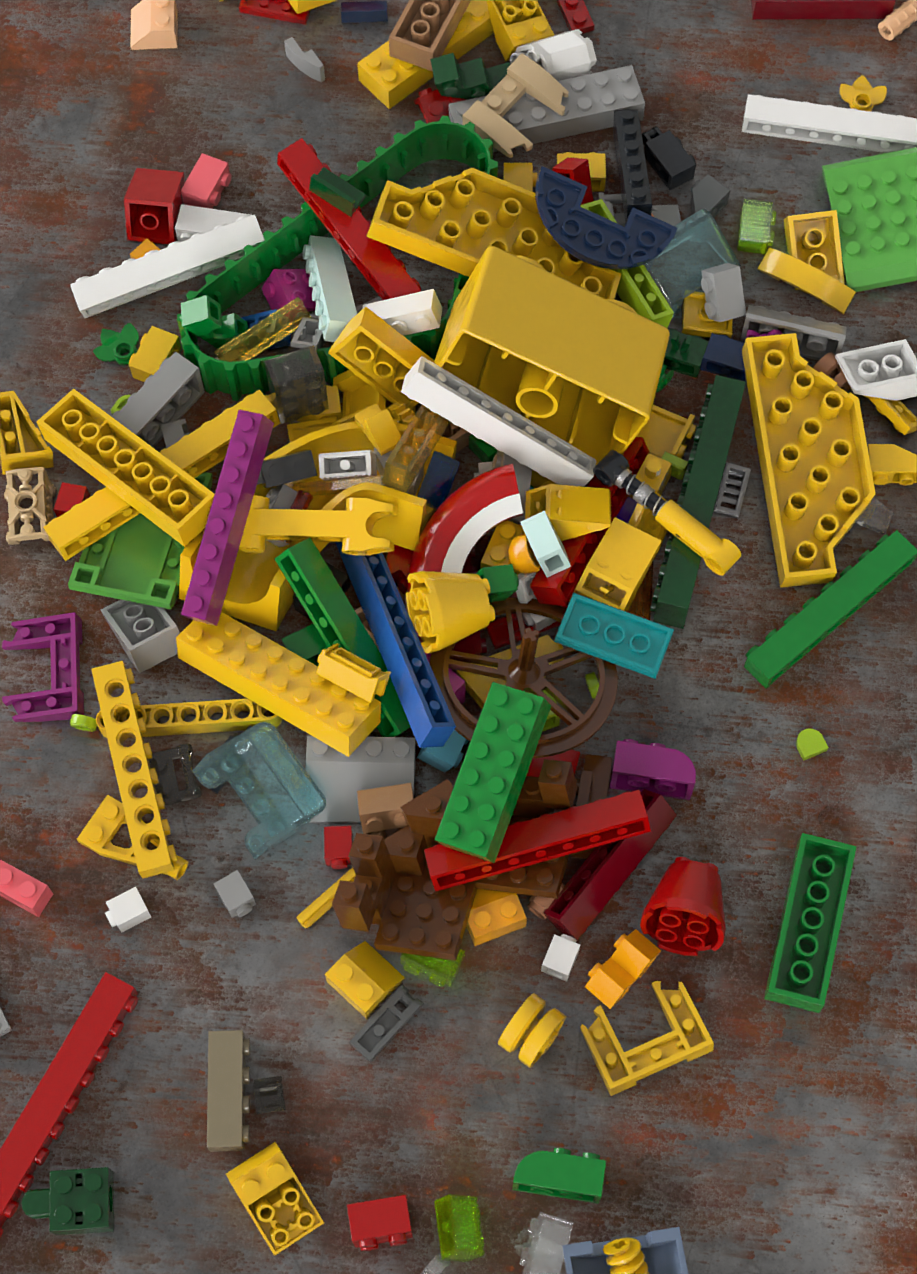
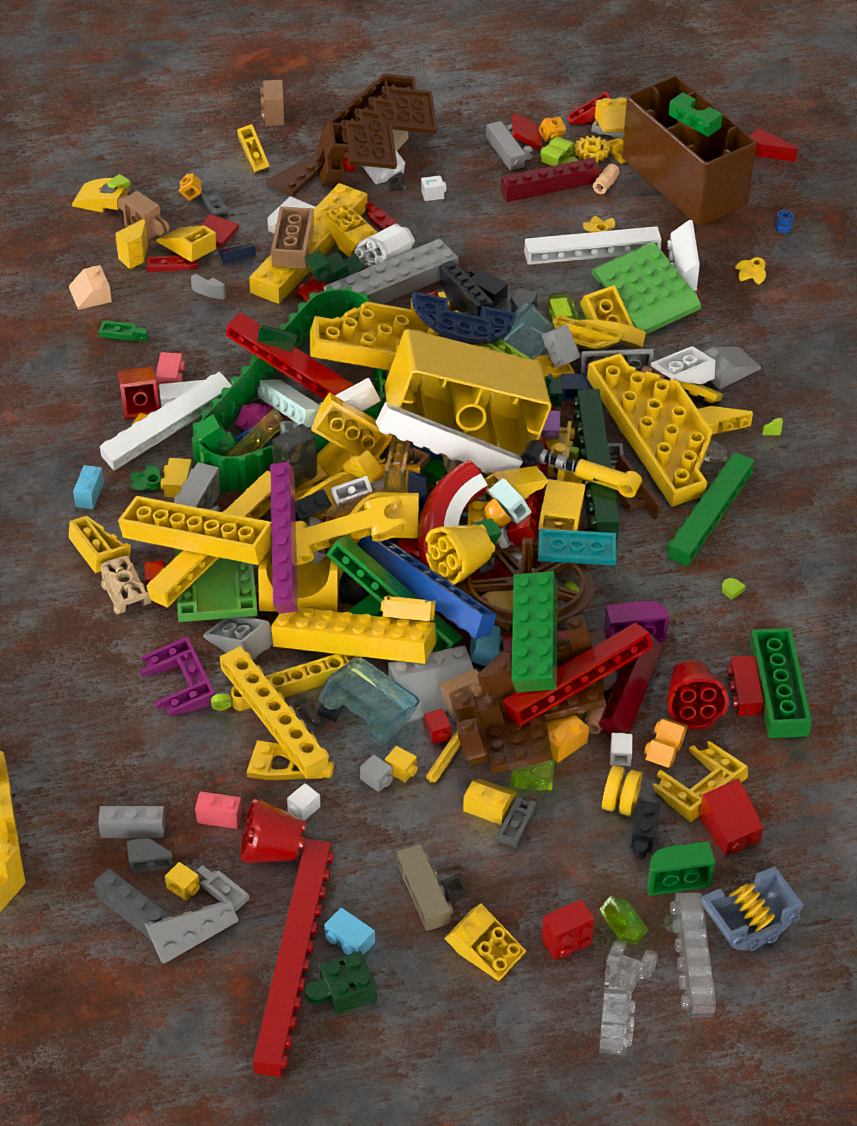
camera: 20 degrees left, 20 degrees down
(39, 339) = (88, 487): none -> medium azure brick
(64, 954) = (271, 834): none -> red cone
(111, 1127) = (349, 933): none -> medium azure brick
(171, 102) = (122, 331): none -> green hinge
(271, 890) = (402, 763): none -> yellow brick
(521, 78) = (370, 258): tan wedge -> none
(542, 1094) = (645, 828): none -> black brick
(660, 1119) = (730, 817): none -> red slope
(665, 412) = (552, 426): none -> medium lavender brick
(741, 536) = (643, 496): none -> reddish brown bracket
(763, 909) = (745, 685): none -> red brick
(768, 278) = (588, 335): none -> yellow wedge

